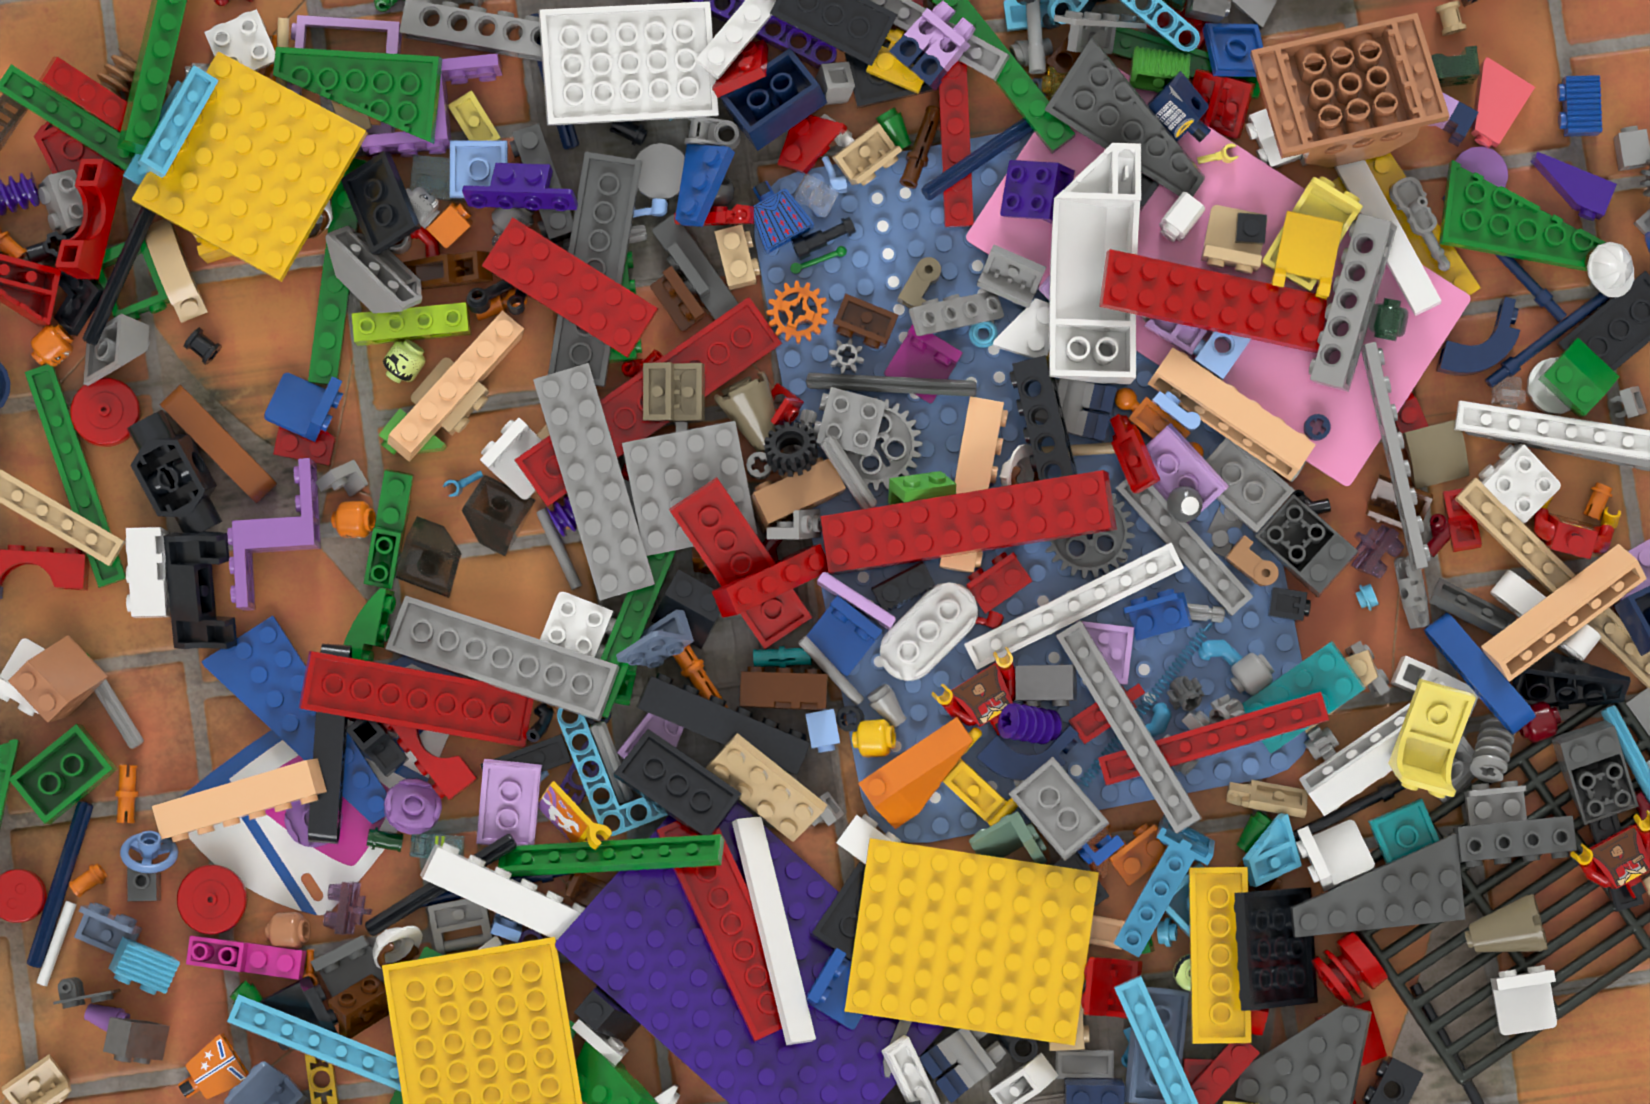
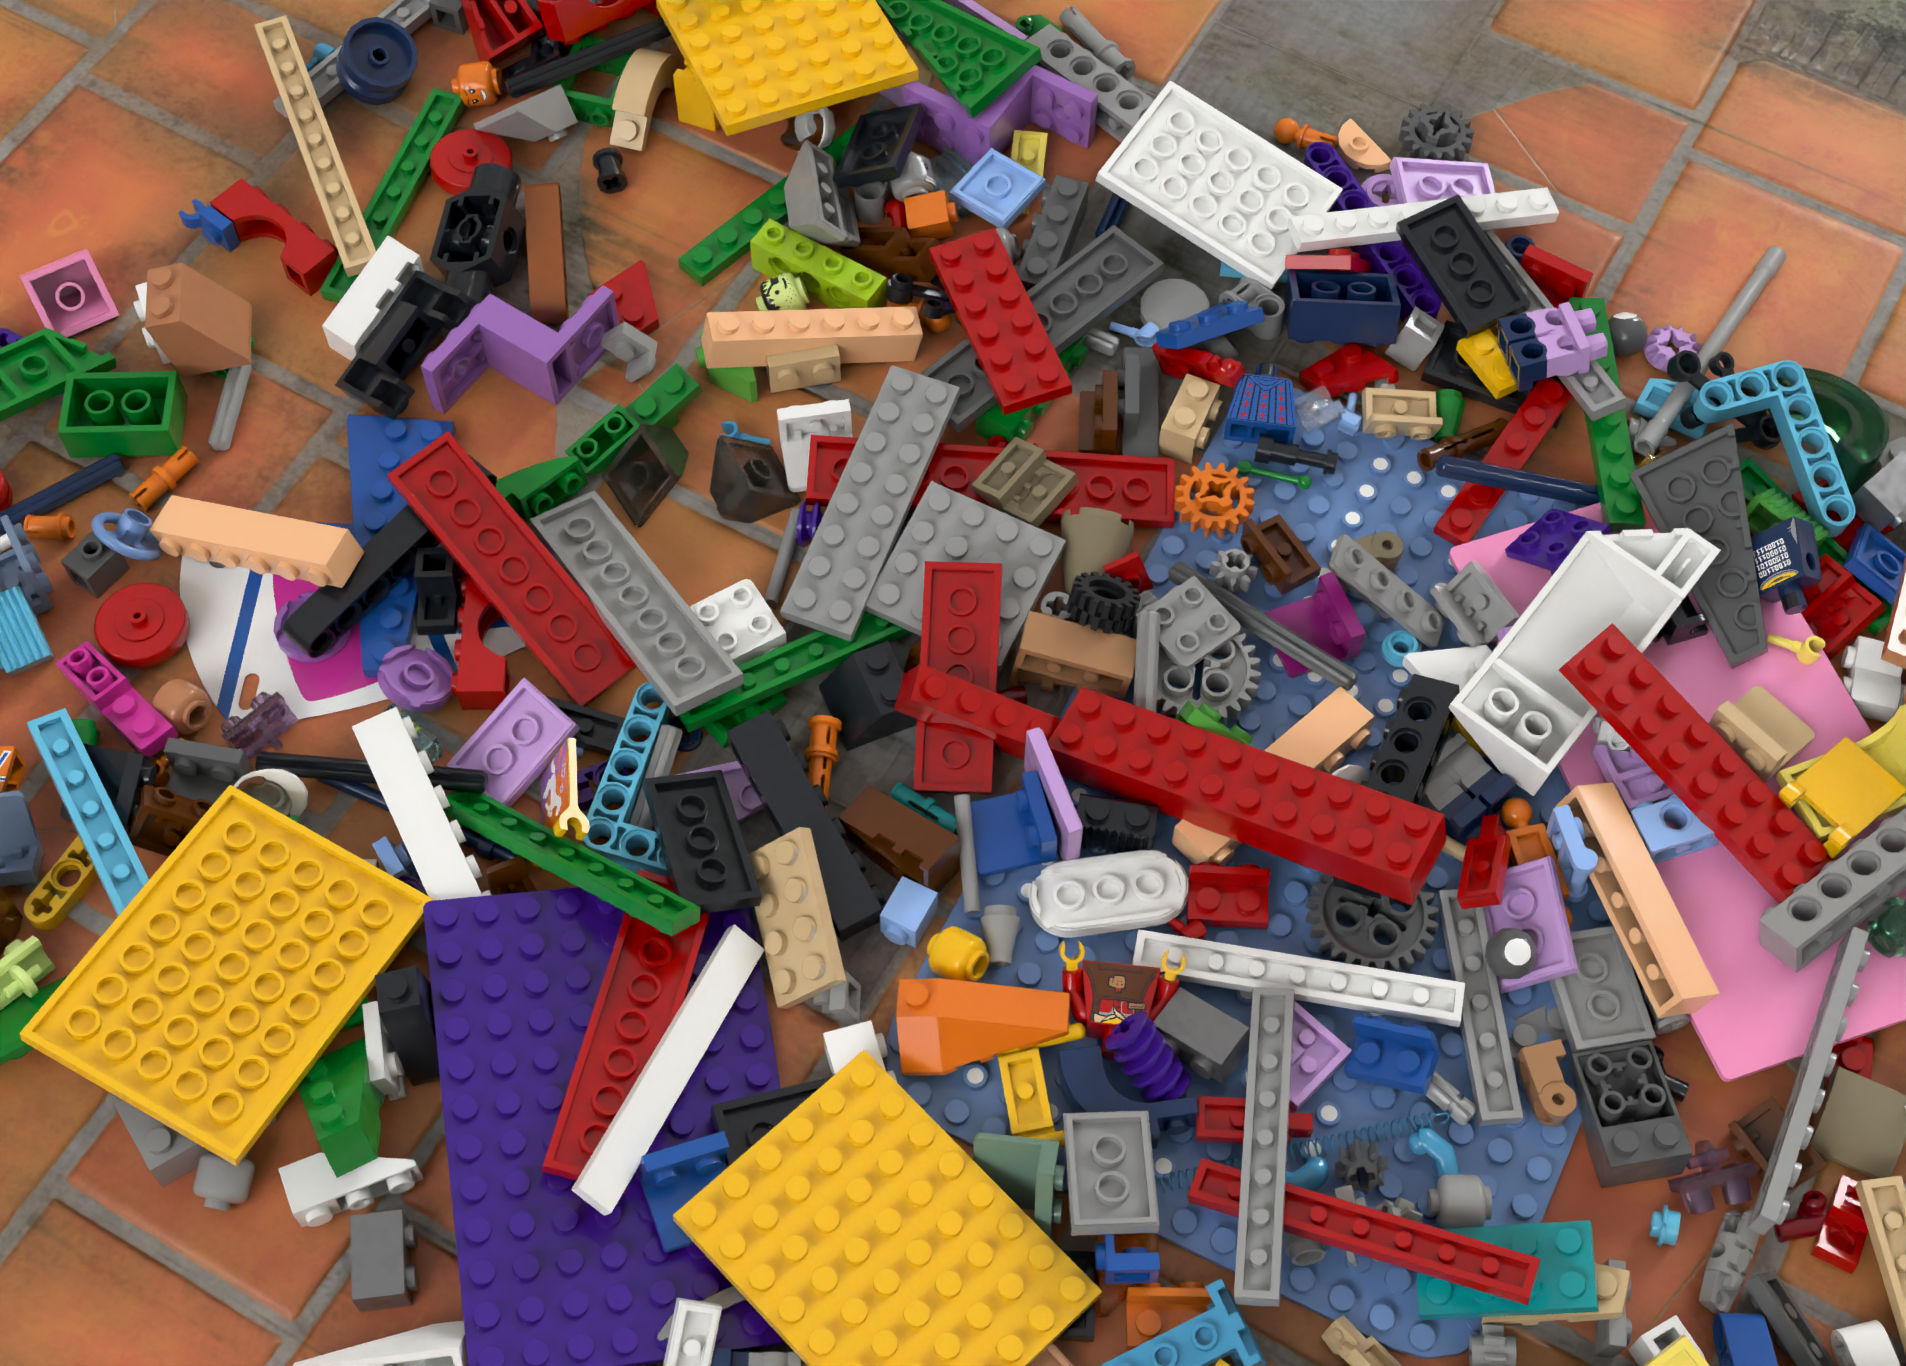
camera: 40 degrees right, 25 degrees down
(303, 405) = (653, 269): blue bracket -> none
(353, 519) = (606, 390): orange head -> none
(384, 840) = (365, 700): dark green pin -> none
(457, 916) = (357, 818): light grey plate -> none
(520, 187) = (1021, 214): dark purple bracket -> none
(541, 726) = (615, 701): black arm -> none
(630, 131) = (1176, 263): black pin -> none
(659, 641) = (799, 688): sand blue bracket -> none
(804, 525) = (1046, 686): light grey bracket -> none
(848, 710) = (943, 910): black bush -> none
(1094, 26) = (1753, 445): light grey bracket -> none
(1181, 217) = (1715, 663): white brick -> none
(1250, 228) = (1790, 730): black plate -> none
(1289, 604) = (1561, 1161): black bracket -> none
(1325, 425) = (1734, 974): dark blue bush -> none

